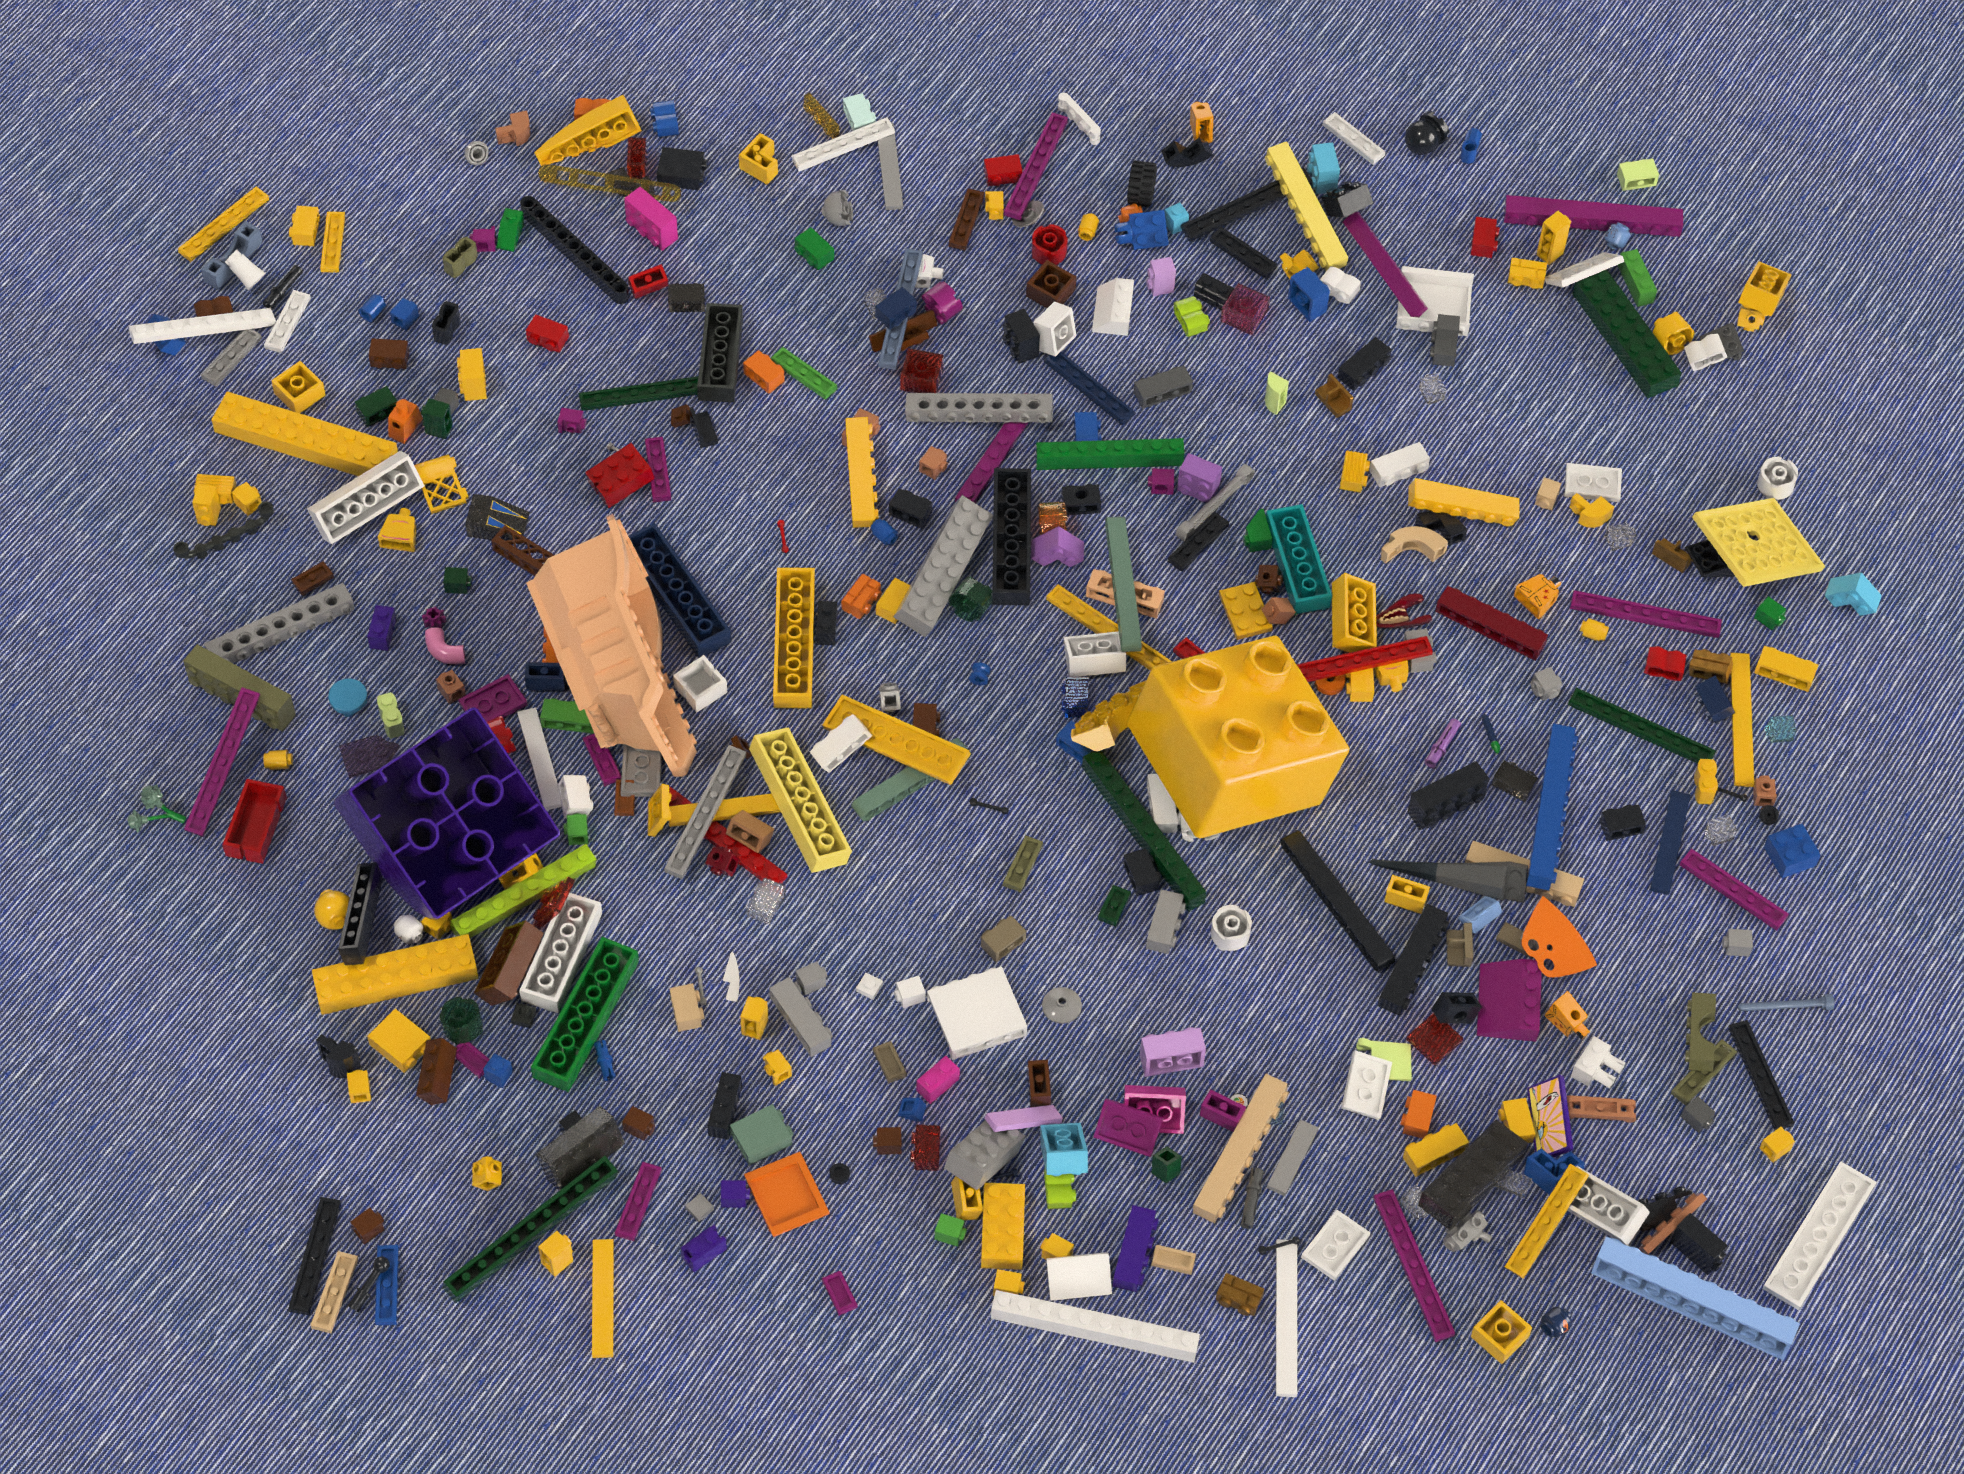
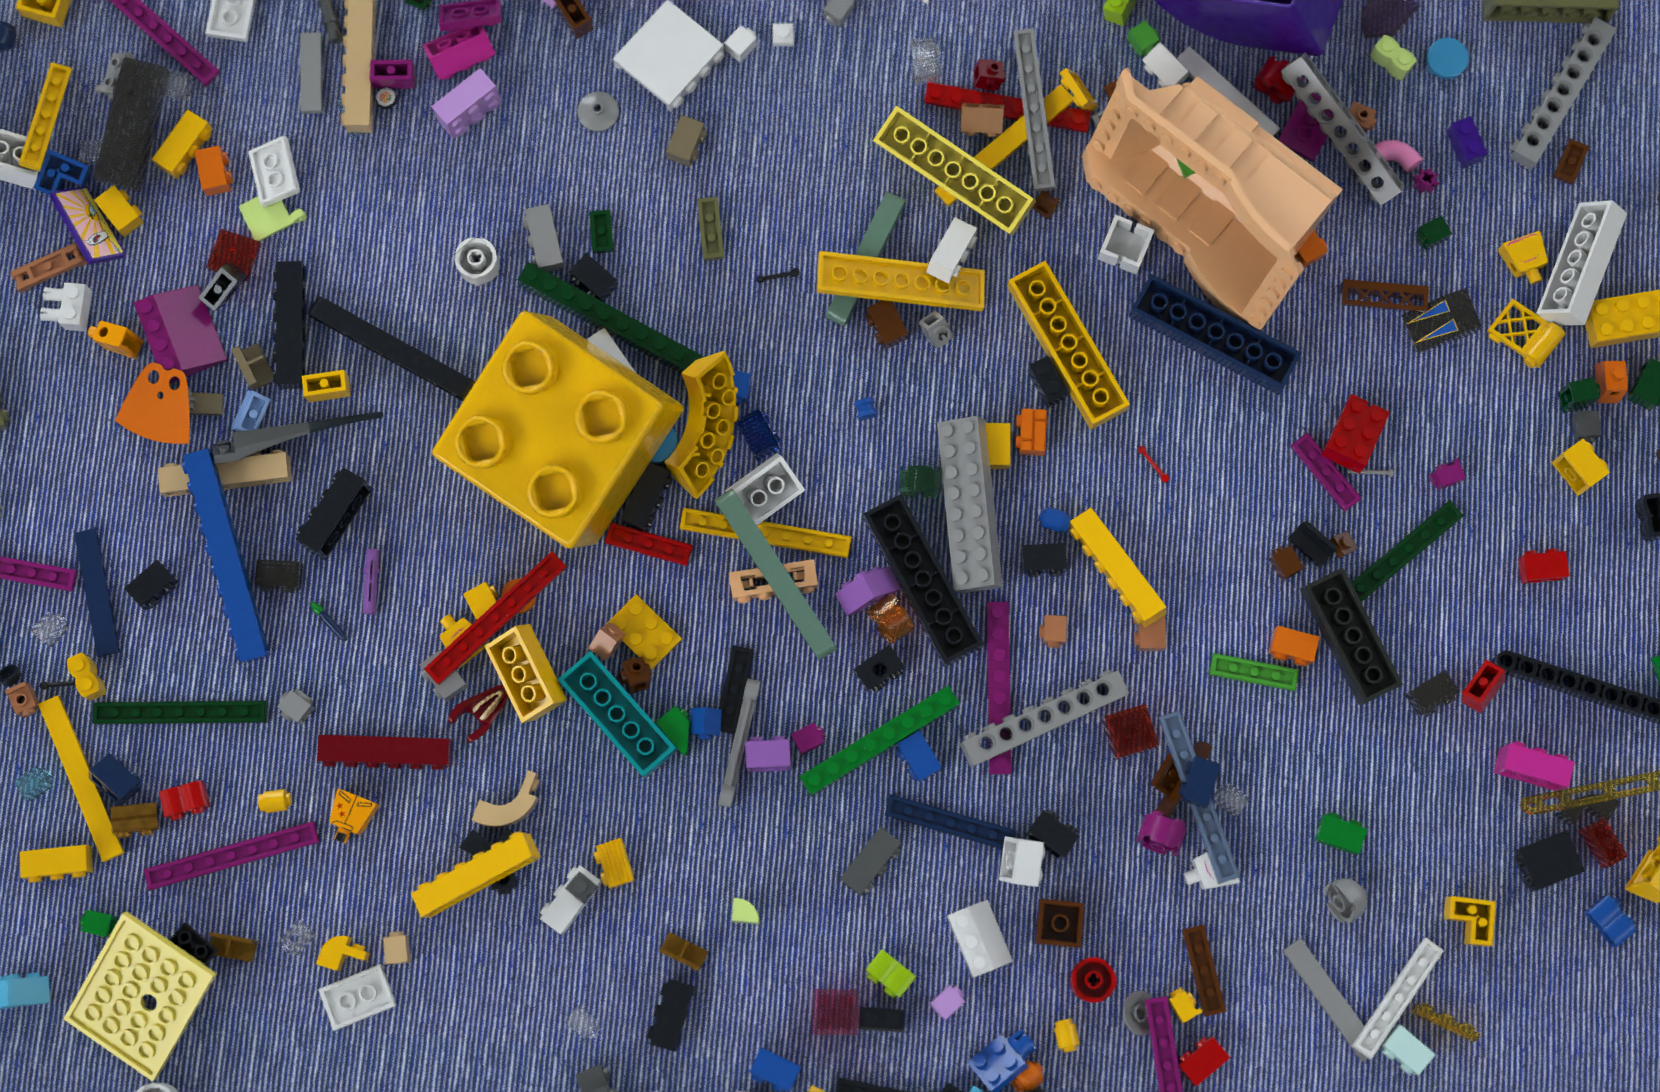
camera: 155 degrees right, 20 degrees up
(475, 664) = (1342, 117): none -> light grey brick
(731, 423) = (1285, 562): none -> reddish brown brick
(1233, 524) = (705, 722): none -> blue brick
(1388, 455) = (581, 887): none -> dark grey brick

